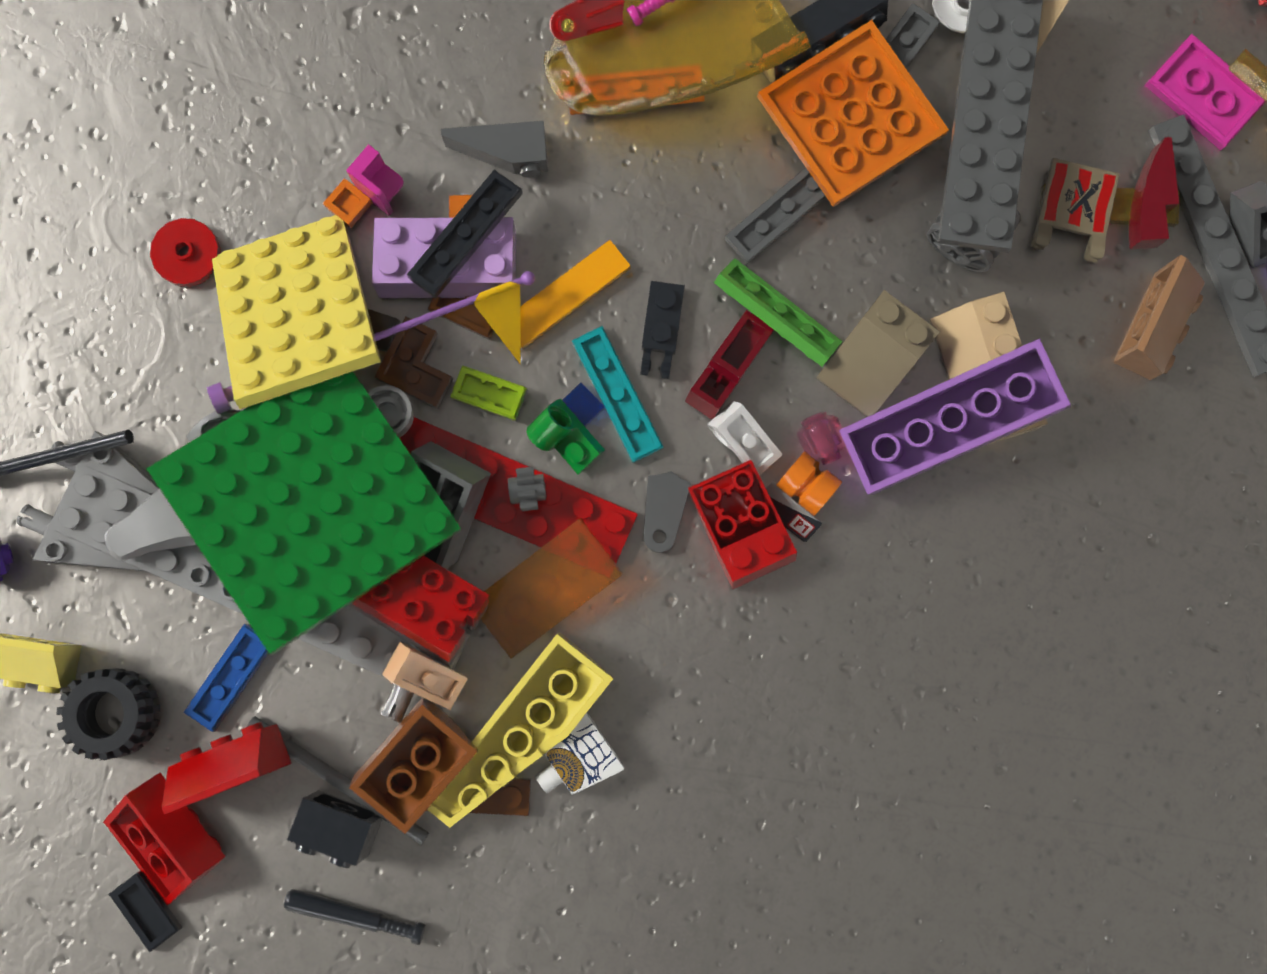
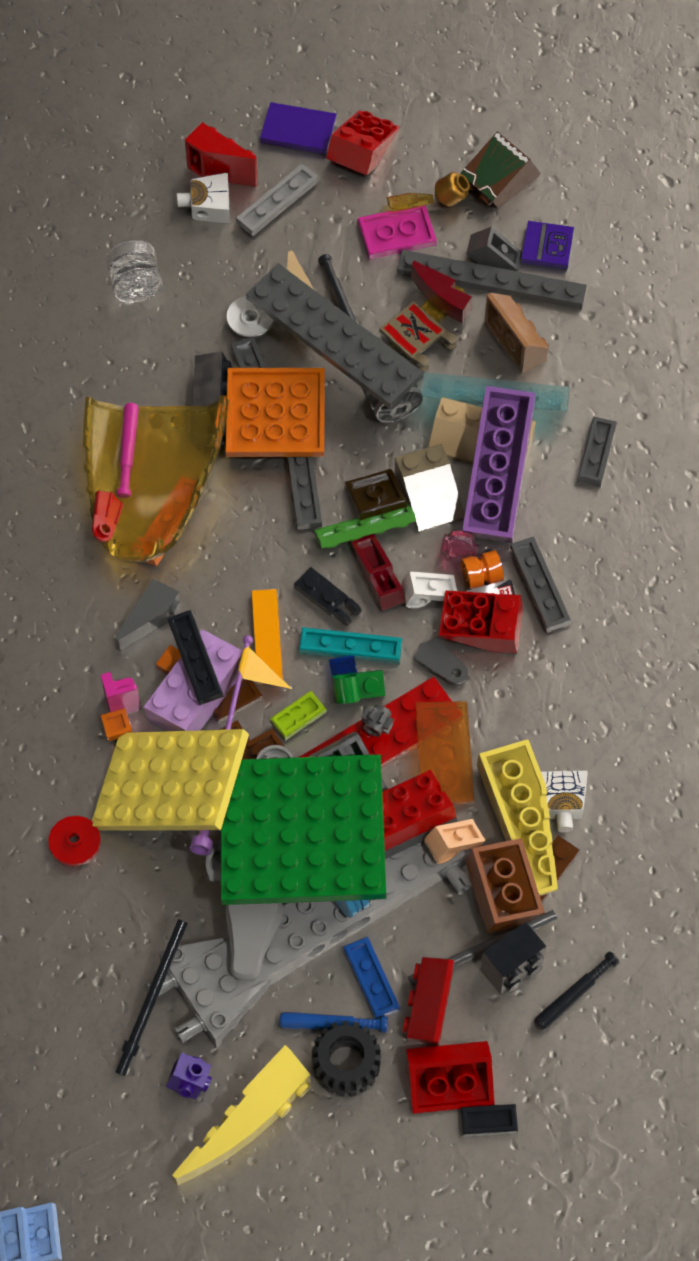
camera: 55 degrees left, 20 degrees down
(147, 663) = (309, 1021): none -> blue piece
(828, 298) = (376, 494): none -> dark brown plate
(838, 561) = (540, 584): none -> dark grey plate
(1045, 318) = (473, 389): none -> clear light blue brick
(1056, 97) = (335, 286): none -> black piece
(1065, 517) = (596, 451): none -> dark grey tile

